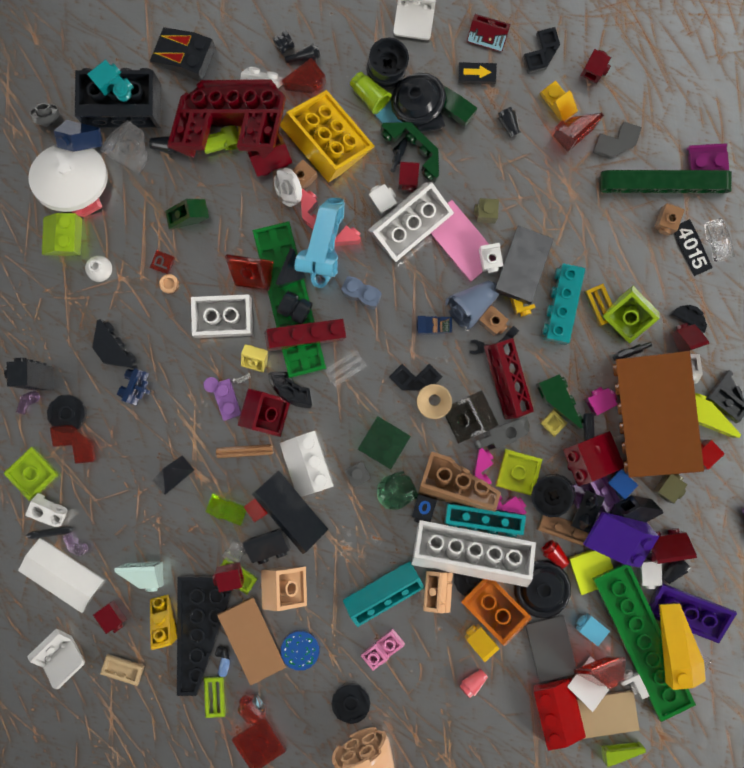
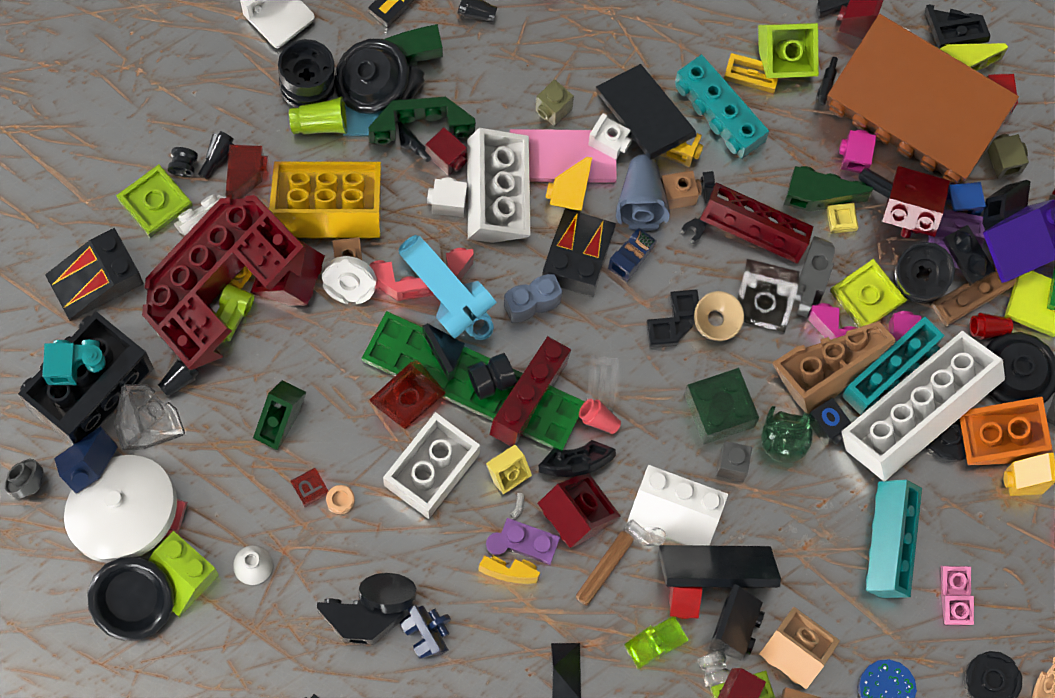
camera: 55 degrees left, 15 degrees down
(26, 222) = (130, 598): none -> black piece
(135, 350) = (387, 592): none -> black tile
(204, 408) = (519, 572): none -> yellow slope
(251, 46) = (154, 200): none -> lime tile
(279, 459) = (646, 536): none -> clear arm
(323, 382) = (599, 416): none -> coral cone
(411, 294) = (579, 251): none -> black slope
(438, 591) = (937, 478): light nougat brick -> none
(442, 260) = (570, 186): none -> yellow slope

